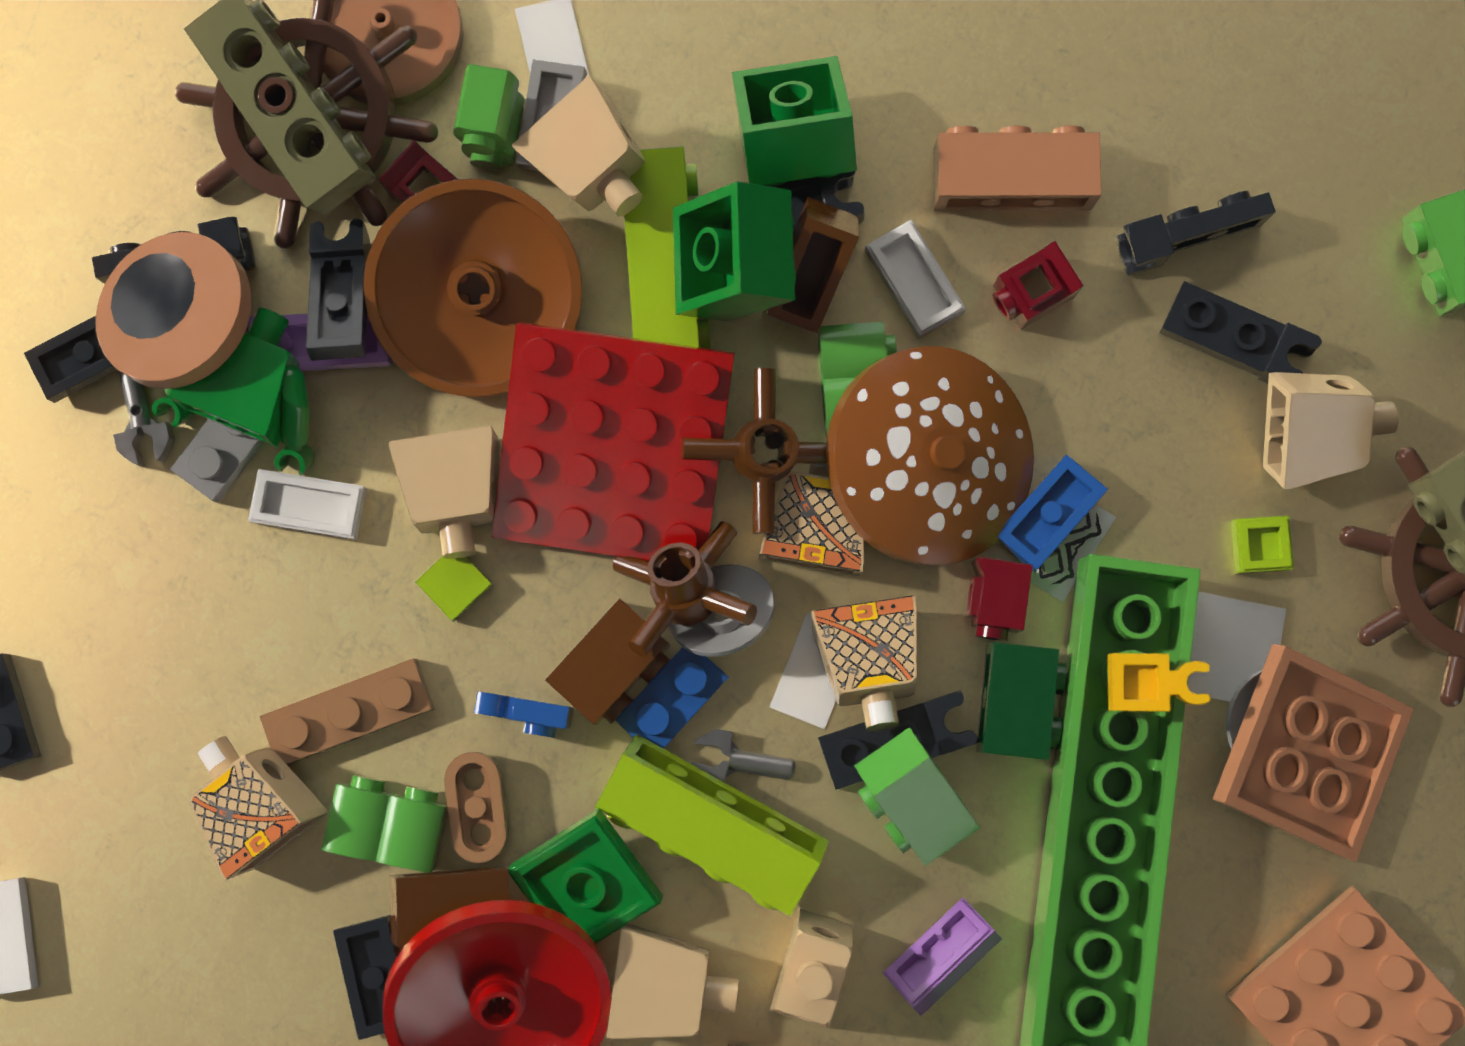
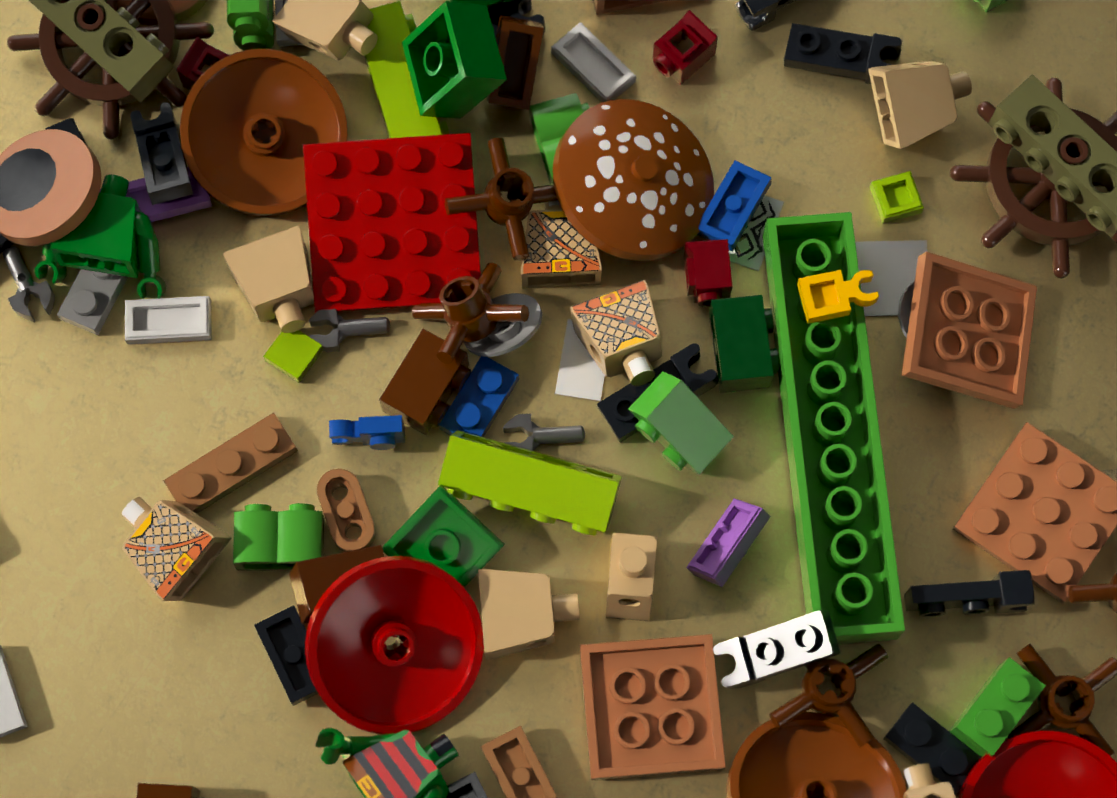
camera: 15 degrees left, 10 degrees down
(527, 565) = (345, 328): none -> flat silver bar

